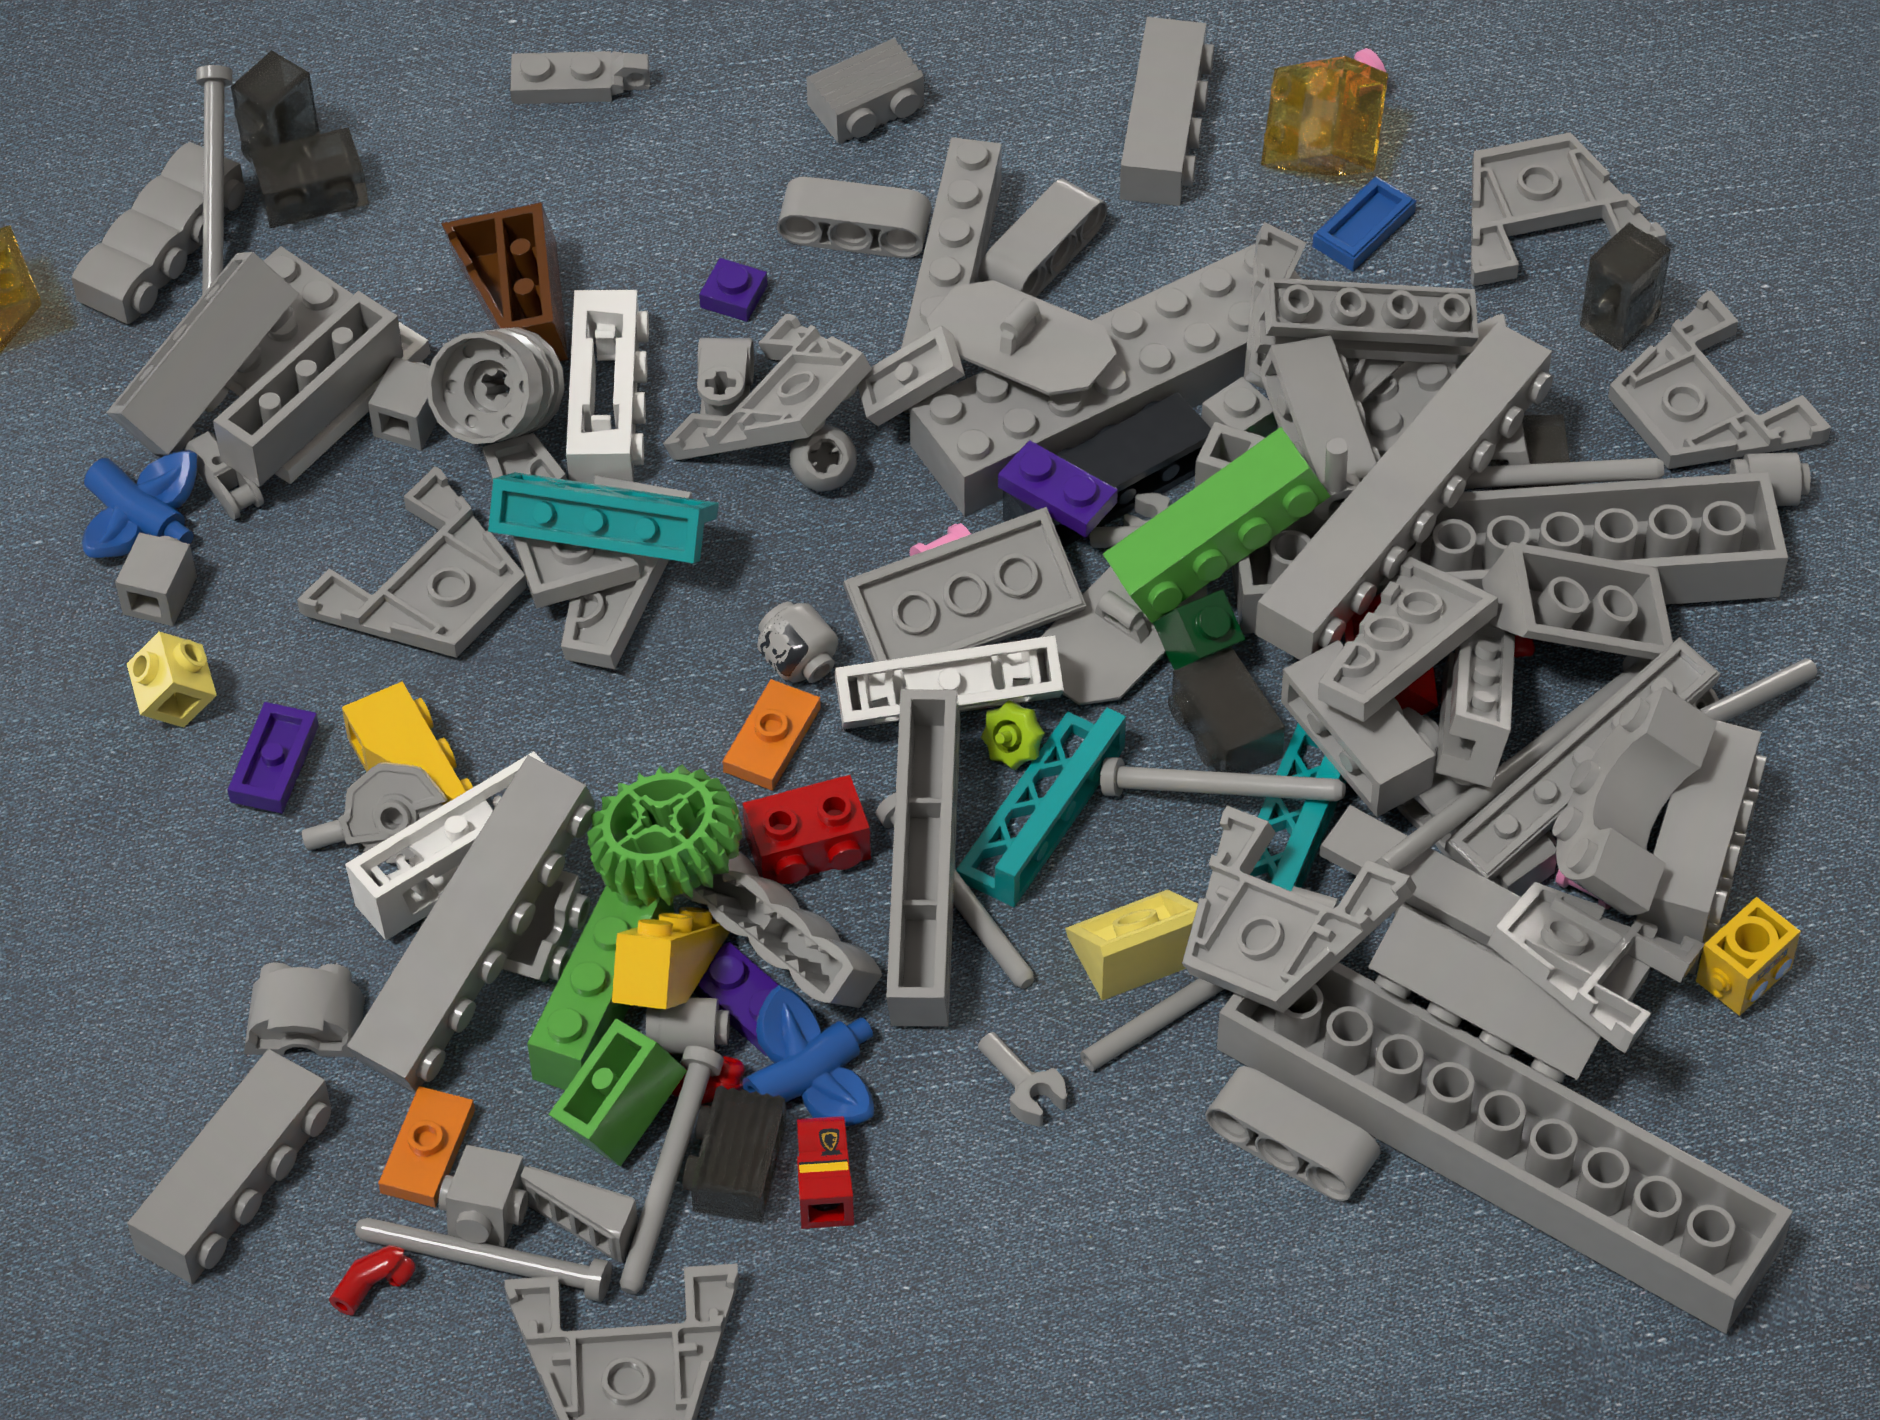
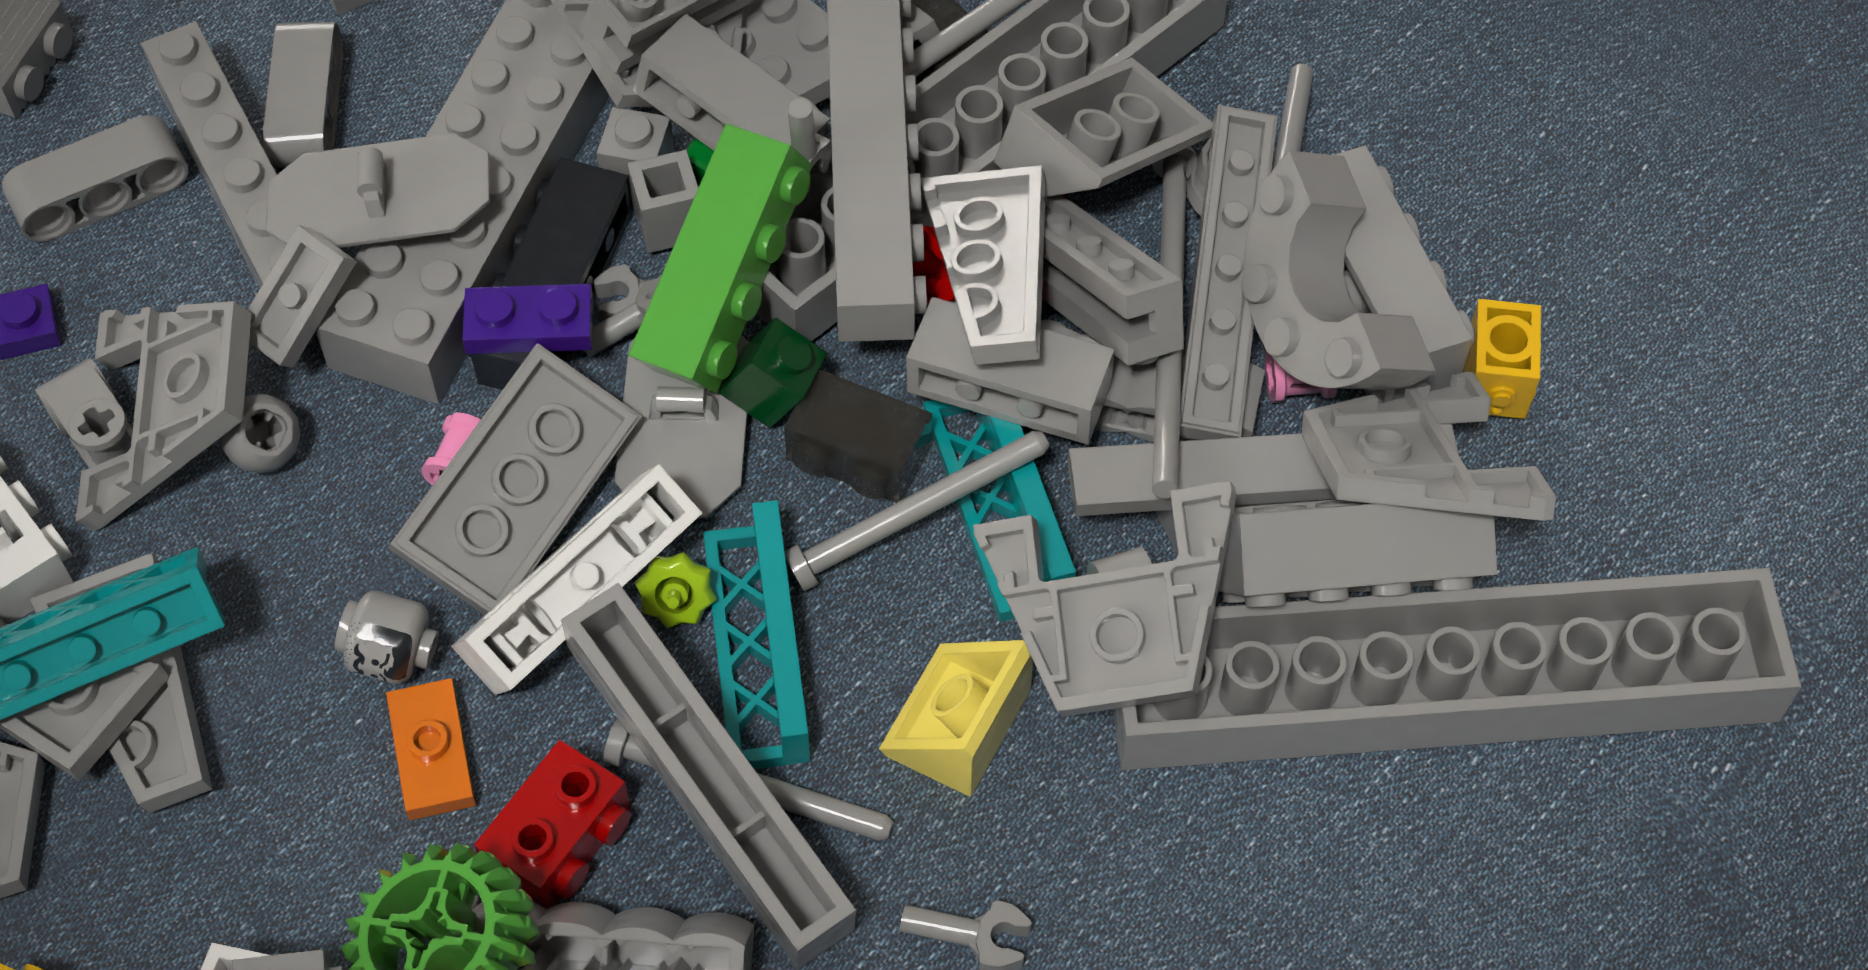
camera: 40 degrees left, 5 degrees up
(1148, 1023) = (1036, 792): light grey piece -> none
(1293, 1133) = (1266, 805): light grey beam -> none

